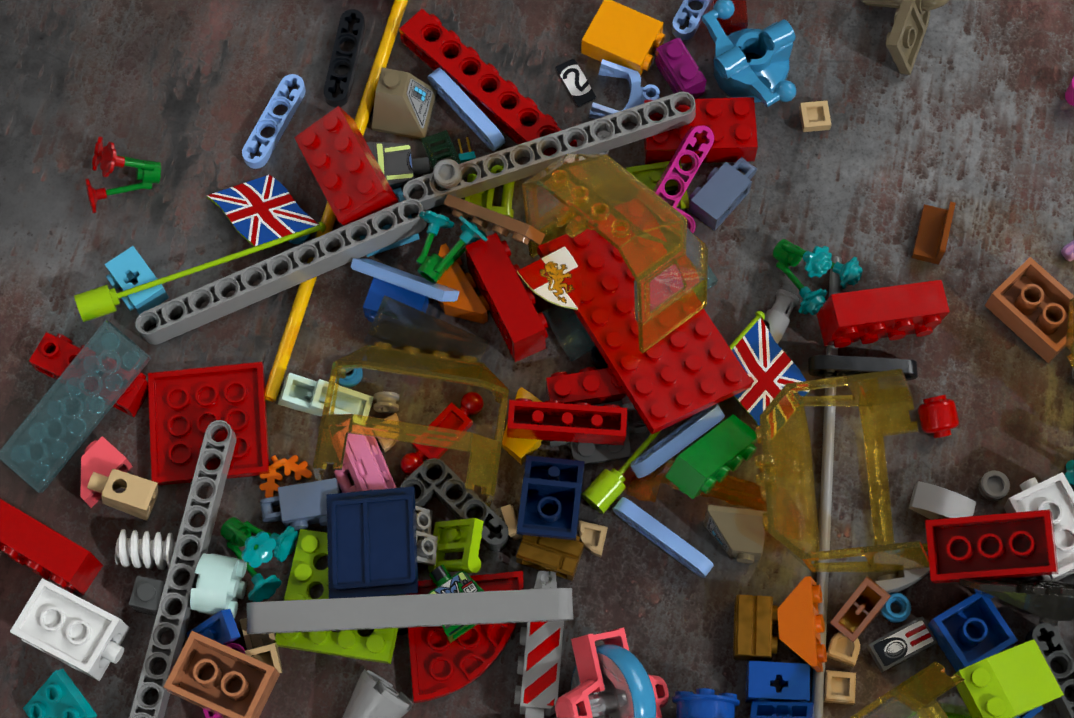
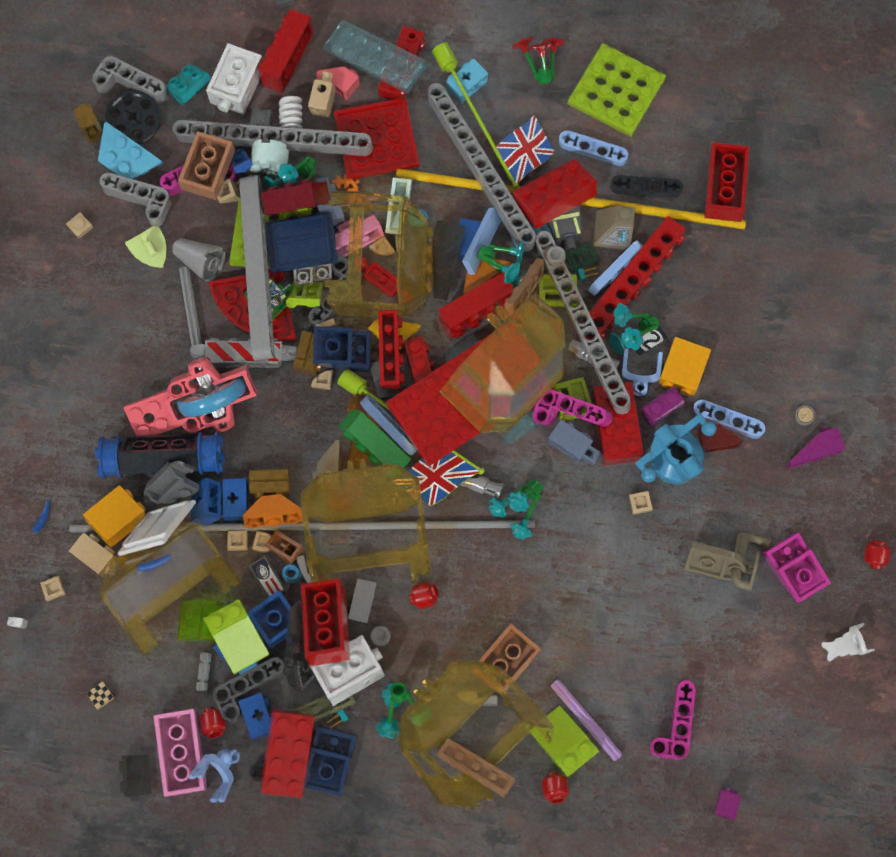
camera: 85 degrees right, 5 degrees up
(210, 111) = (621, 63): none -> lime piece
(300, 544) = (295, 197): none -> dark red wedge
(547, 99) = (631, 337): none -> teal plant
(555, 279) = (479, 329): shield -> none
(663, 537) = (325, 422): light blue beam -> none
(841, 366) = (452, 542): black beam -> none
(882, 313) = (489, 550): red brick -> none
(933, 233) = (560, 588): dark orange panel -> none

